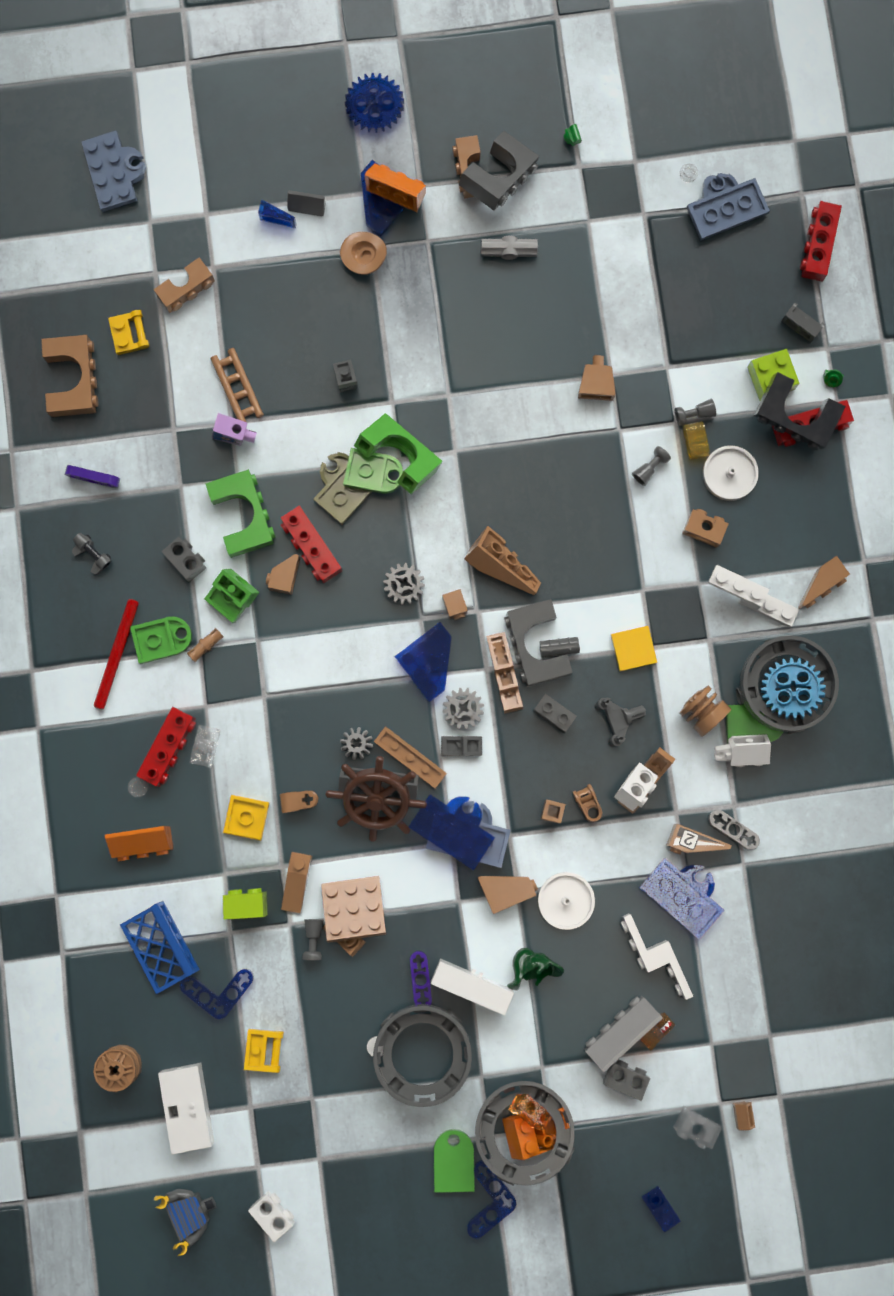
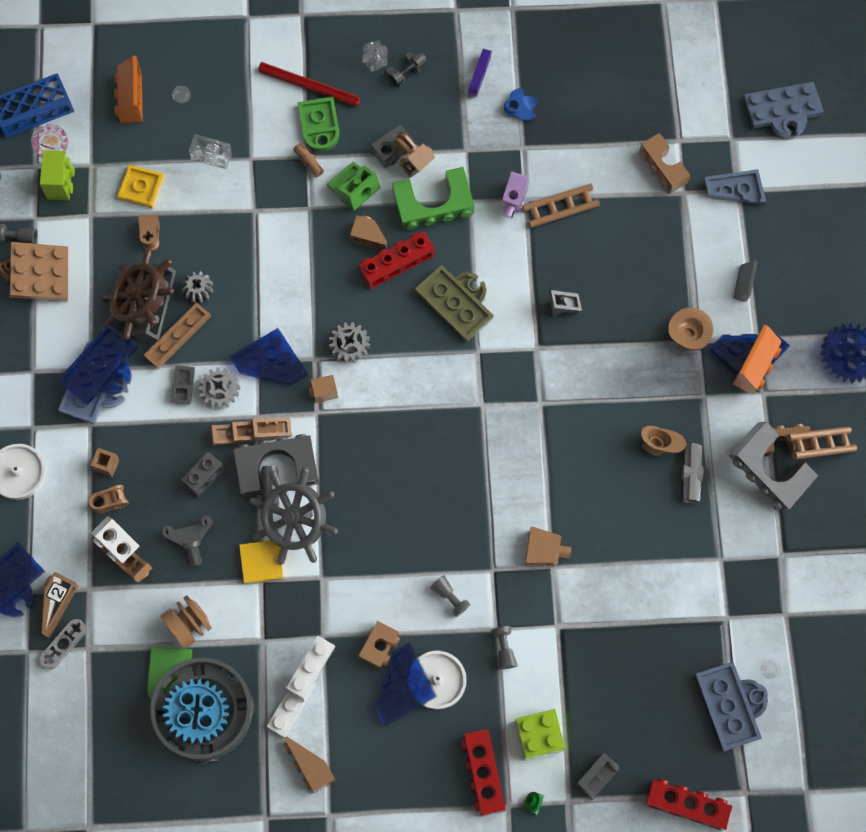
camera: 95 degrees right, 10 degrees down
(81, 398) = (558, 69): medium nougat arch -> none
(86, 588) = (375, 55): none -> clear brick
(122, 332) = (619, 108): yellow plate -> none
(124, 431) = (522, 104): none -> blue plate
(166, 747) = (215, 120): red brick -> none
(200, 532) = (415, 156): none -> medium nougat brick
(201, 921) = (49, 138): none -> clear tile
(204, 213) = (736, 186): none -> sand blue wing
(272, 214) = (735, 246): clear blue slope -> none
(296, 882) = (75, 225): medium nougat slope -> none
(371, 472) = (464, 319): bright green tile -> none
(389, 433) = (502, 338): bright green arch -> none
(467, 135) = (816, 451): none -> medium nougat bar
(481, 275) = (658, 441): none -> medium nougat piece
(494, 559) = (363, 435): medium nougat wedge -> none
(506, 890) = (35, 413): medium nougat slope -> none
(572, 135) = (813, 548): green plate -> none
(594, 616) = (293, 516): none -> dark grey piece
(696, 440) = (474, 645): clear yellow beam -> none
(742, 501) = (403, 686): none -> clear blue plate
(745, 750) = (140, 661): white hinge -> none
(772, 411) = (494, 720): black arch -> none

